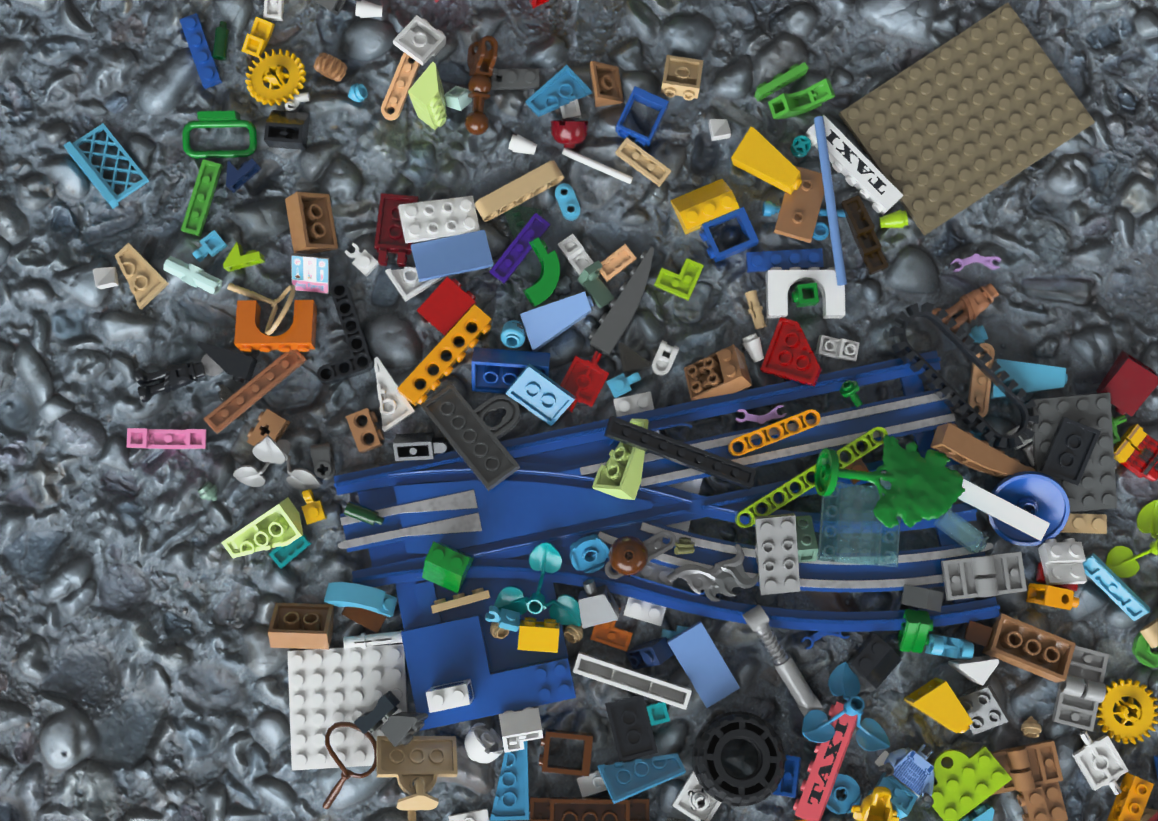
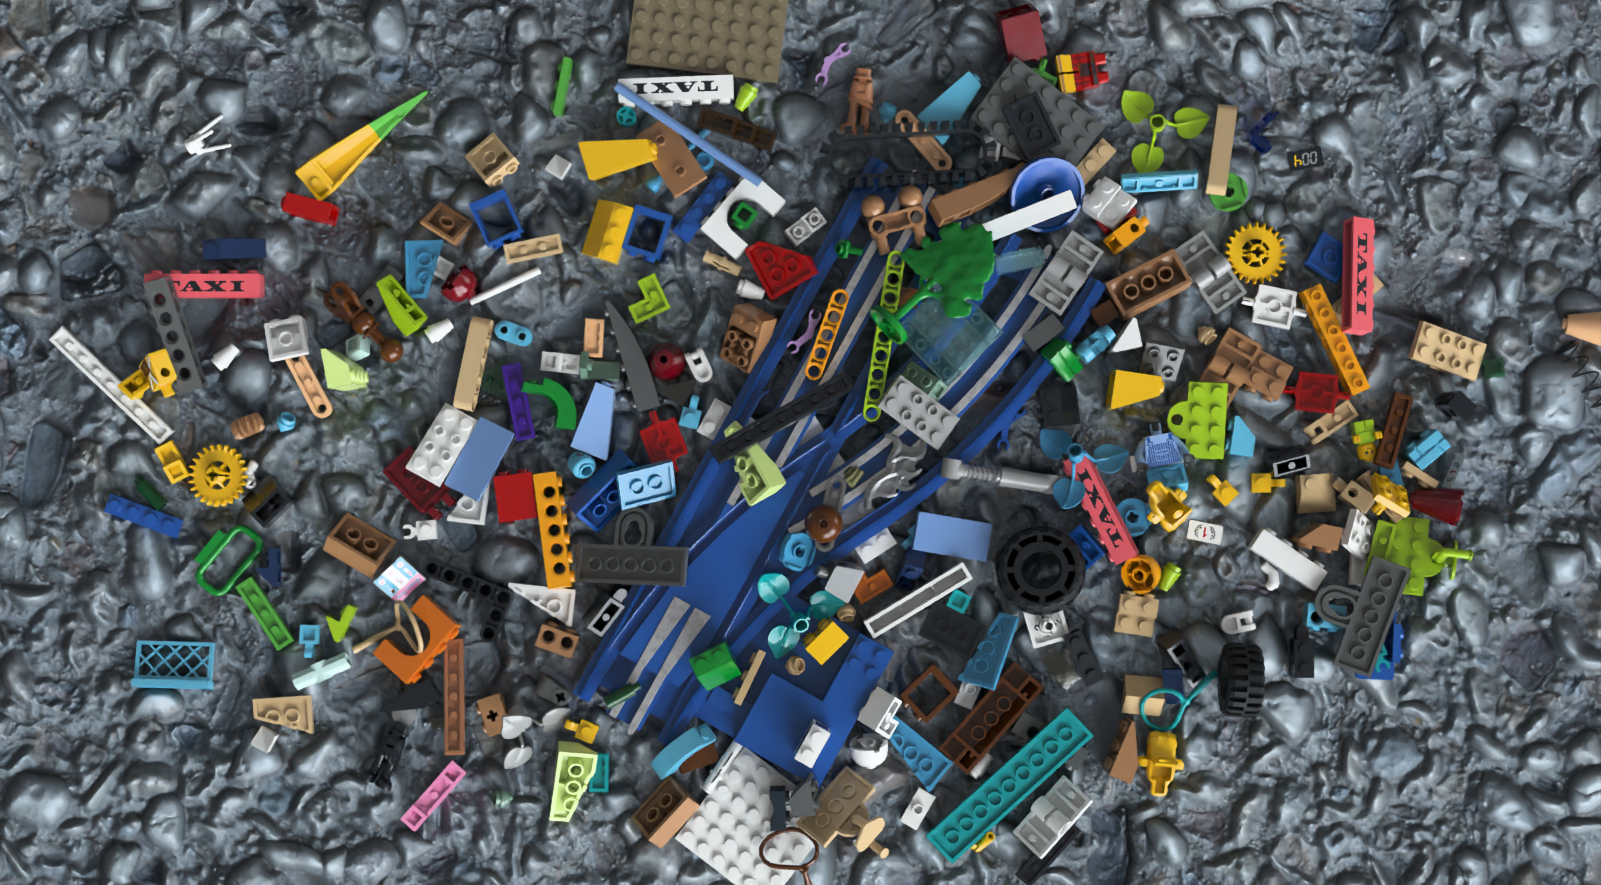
camera: 55 degrees left, 5 degrees up
(505, 618) = (791, 654): medium azure plate -> none
(515, 103) = (401, 306): none -> lime slope
(645, 338) = (672, 368): none -> dark red cone
(801, 102) = (592, 86): bright green arch -> none
(906, 410) = (873, 208): none -> medium nougat piece

